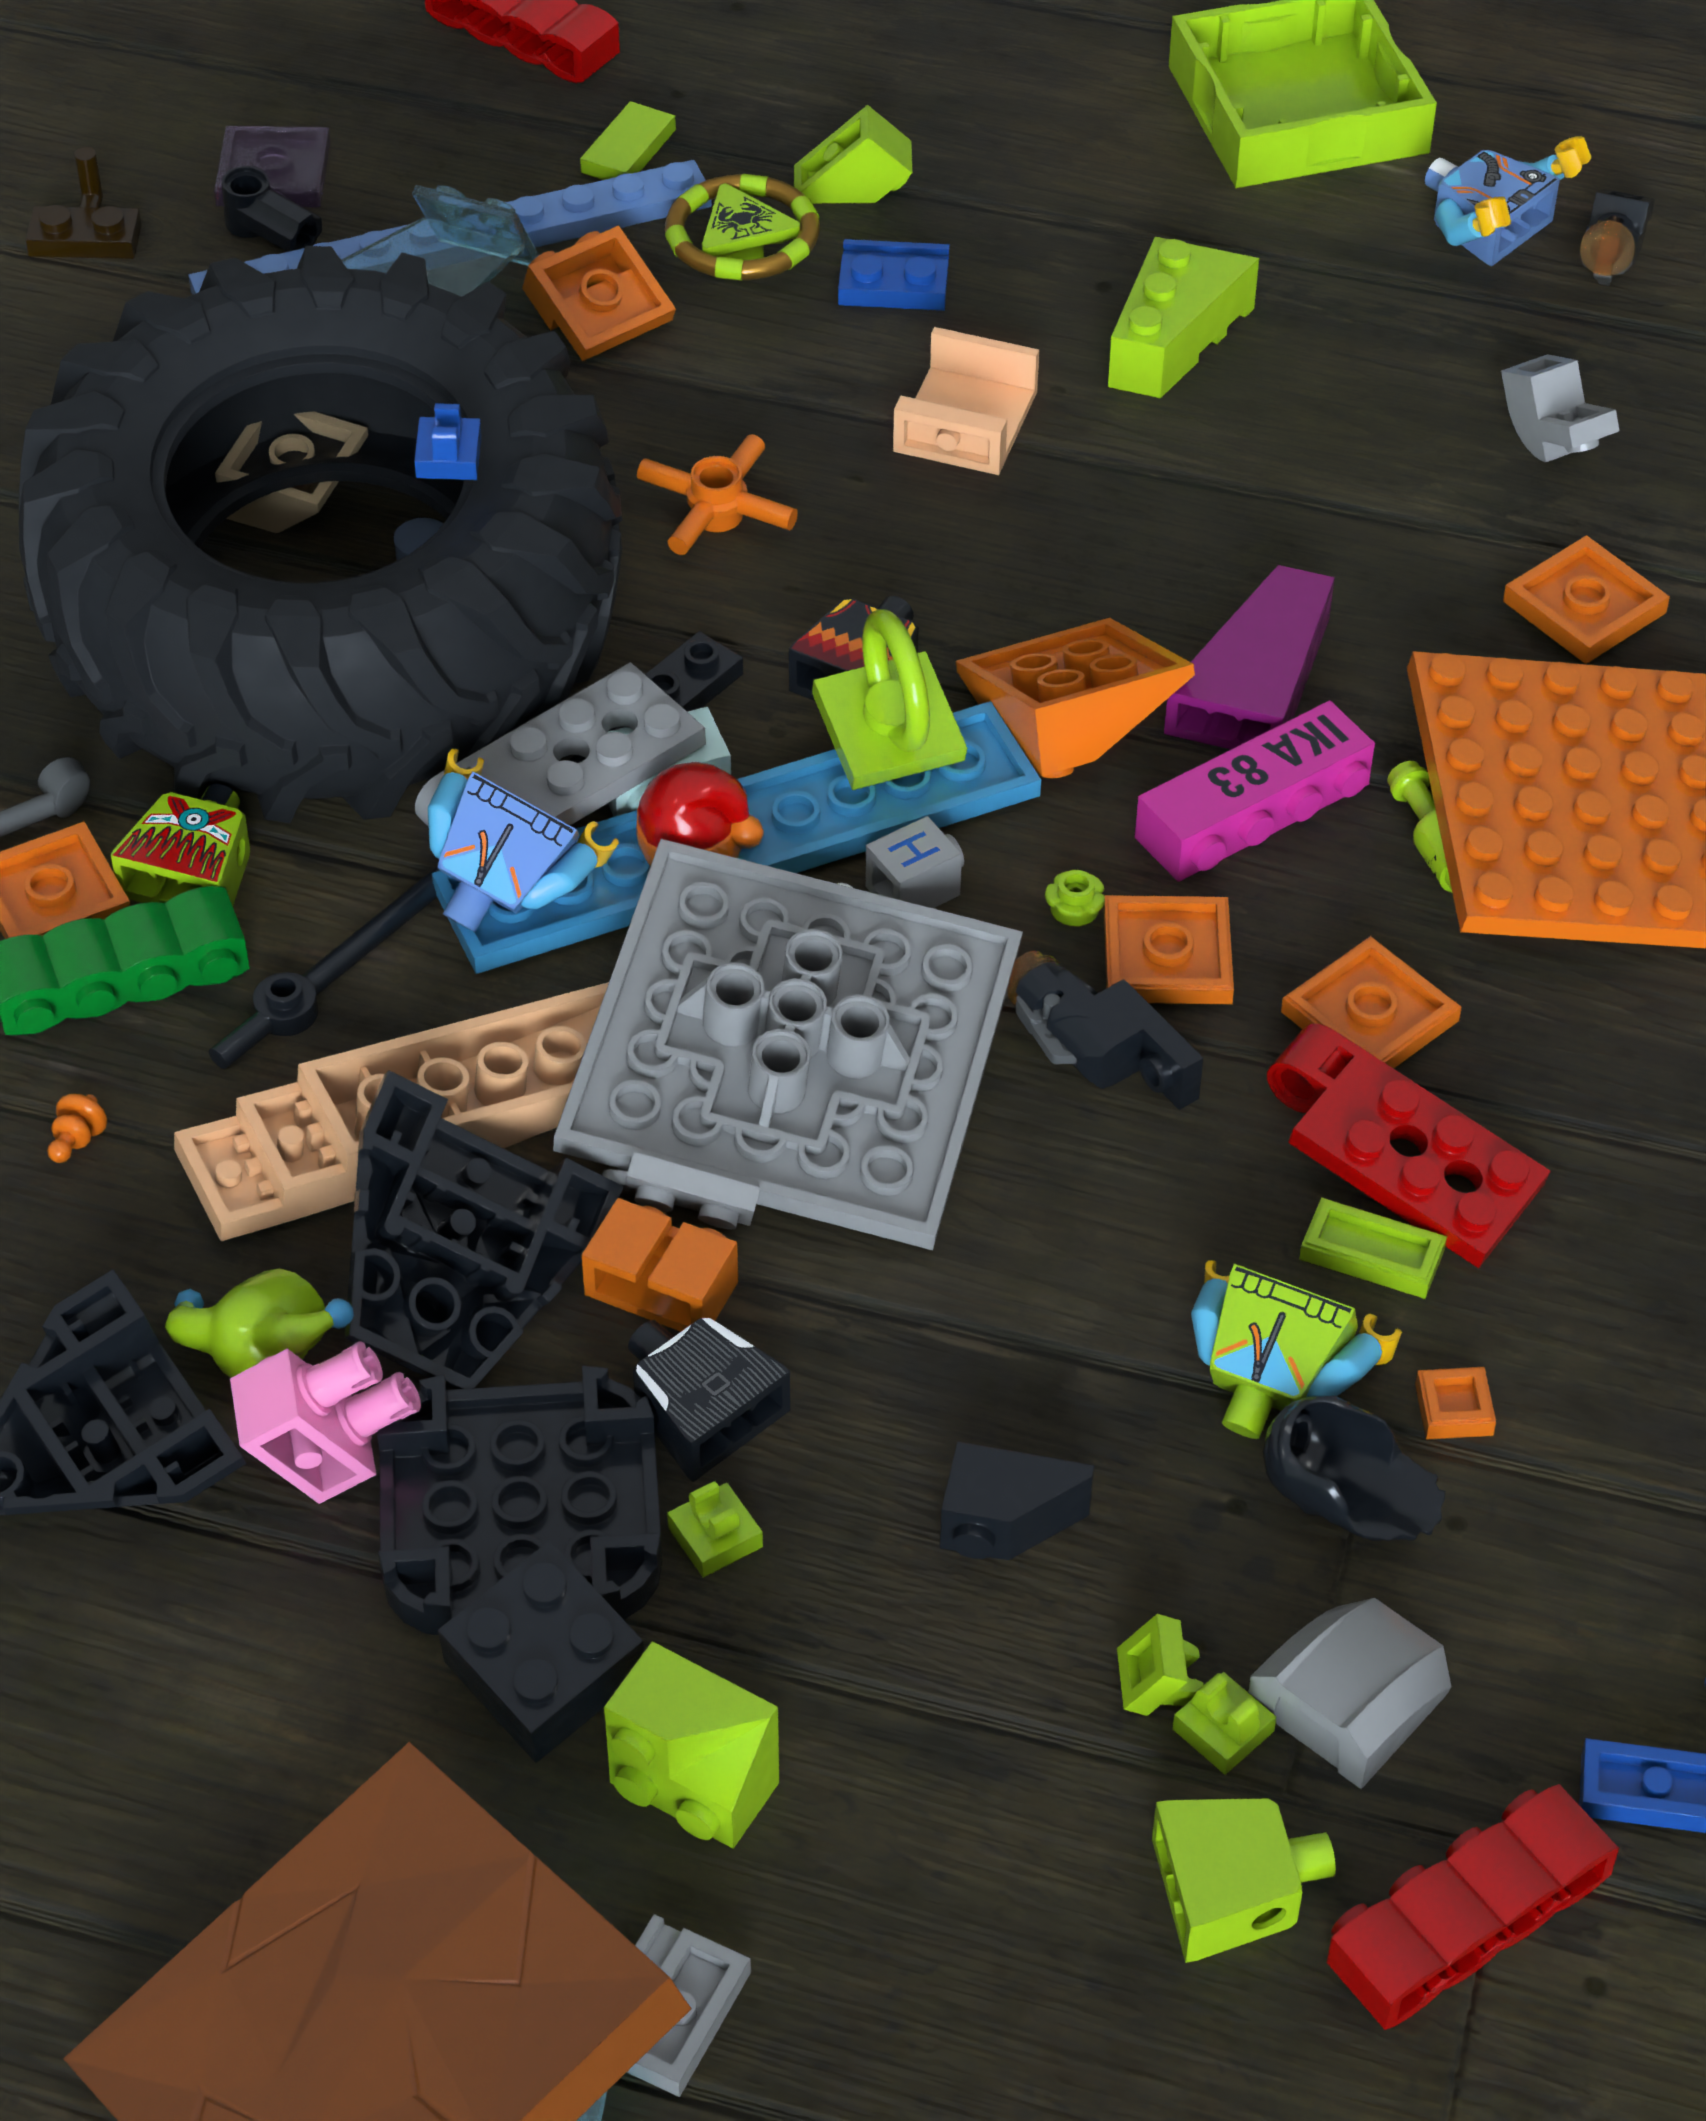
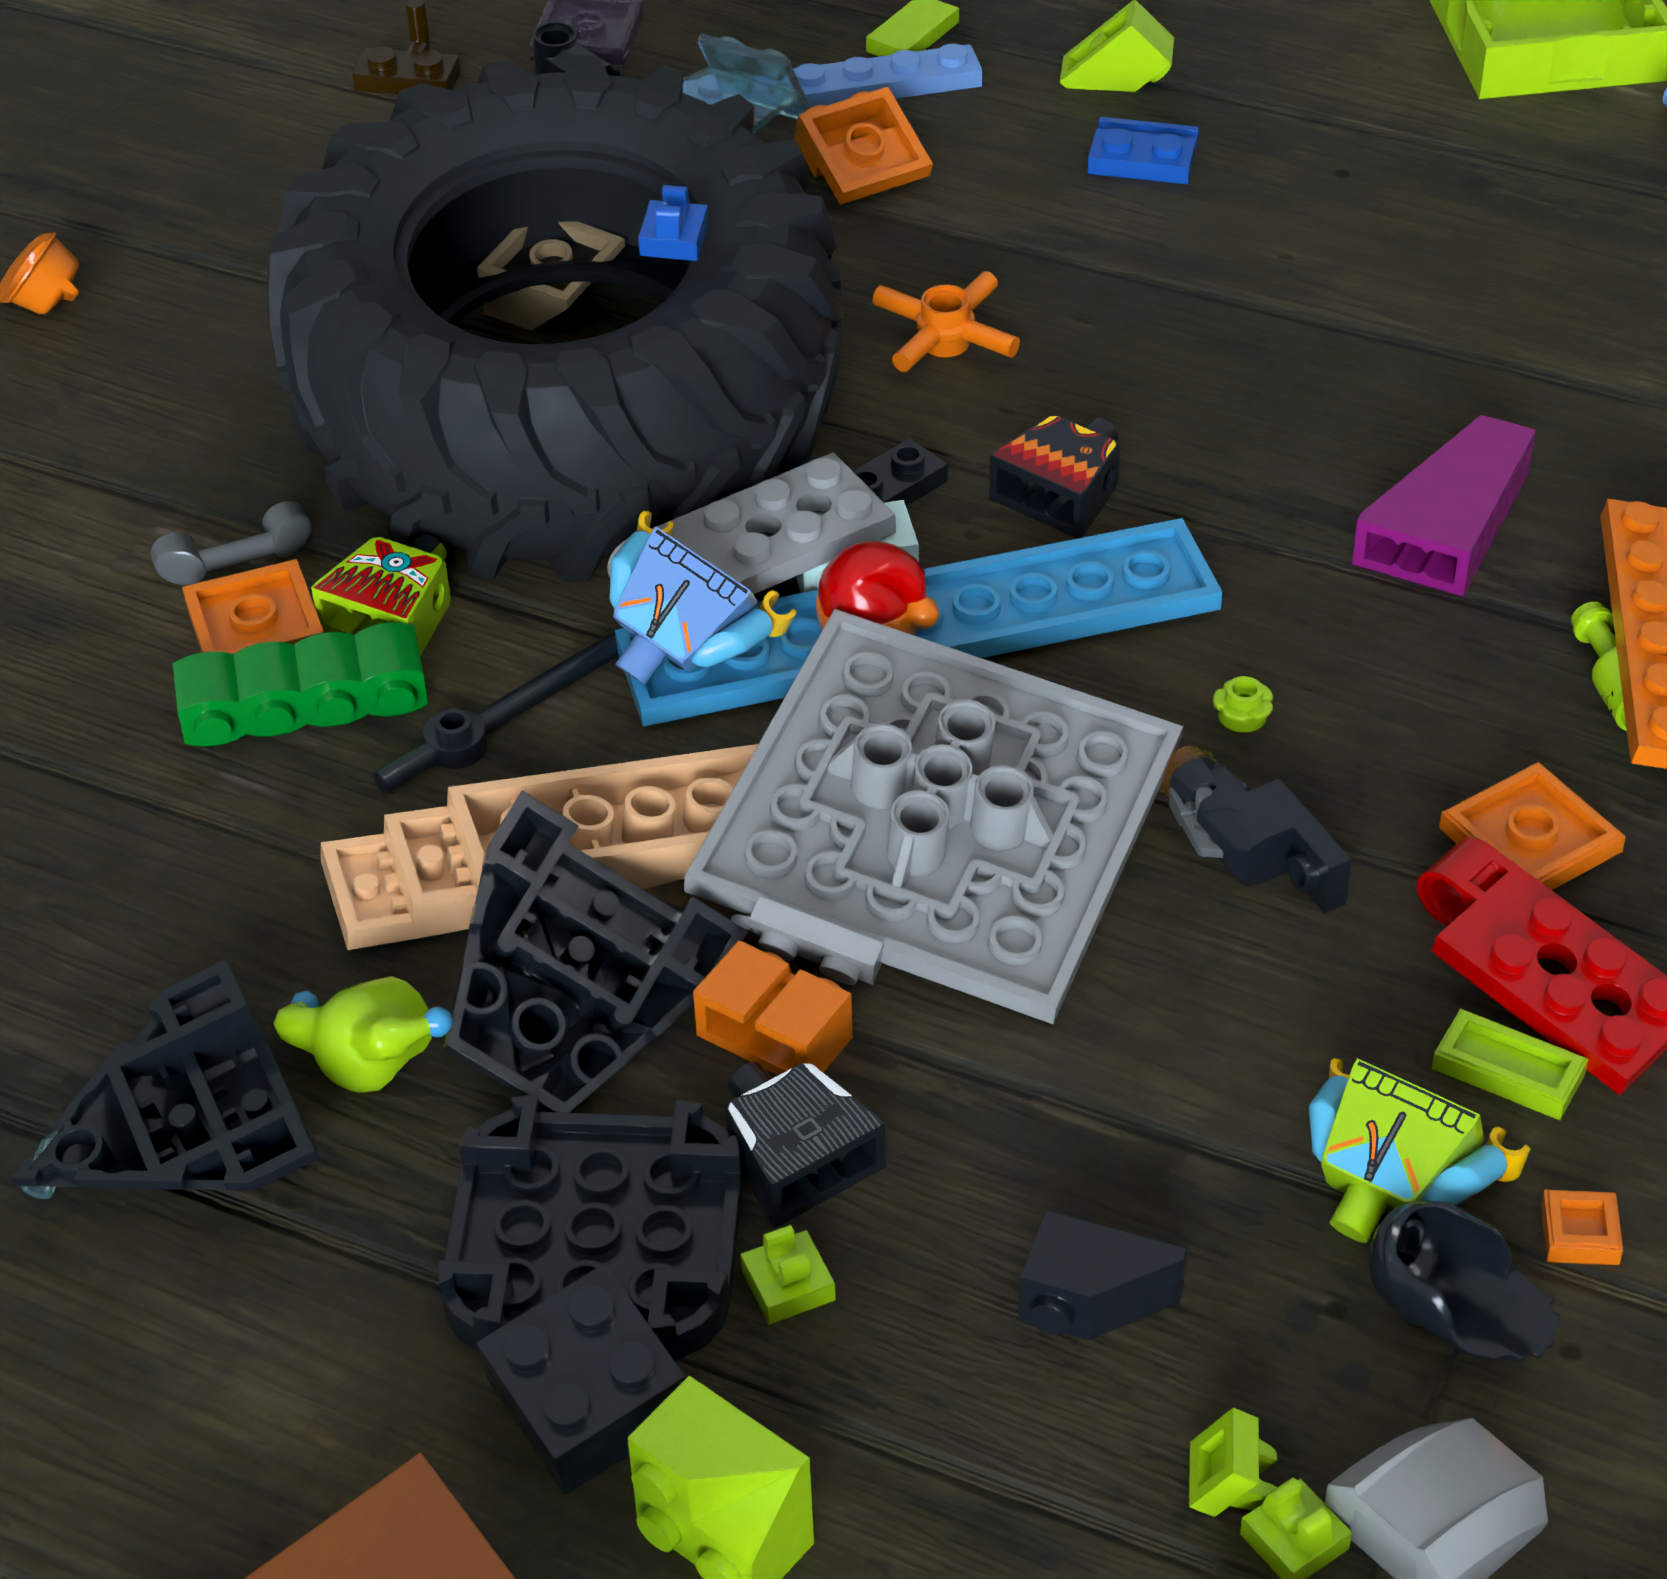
camera: 10 degrees right, 5 degrees down
(75, 1123) = (234, 826): orange hair -> none
(309, 1423) = (388, 1127): bright pink brick -> none
(743, 226) = (1005, 97): piece -> none
(890, 713) = (1078, 519): lime tile -> none
(915, 865) = (1088, 658): light grey brick -> none
(968, 402) = (1199, 260): light nougat panel -> none
(1075, 690) = (1266, 516): orange slope -> none
(1170, 947) = (1333, 757): orange plate -> none
(1175, 311) = (1408, 192): lime wedge -> none
(1254, 790) = (1434, 618): dark pink brick -> none

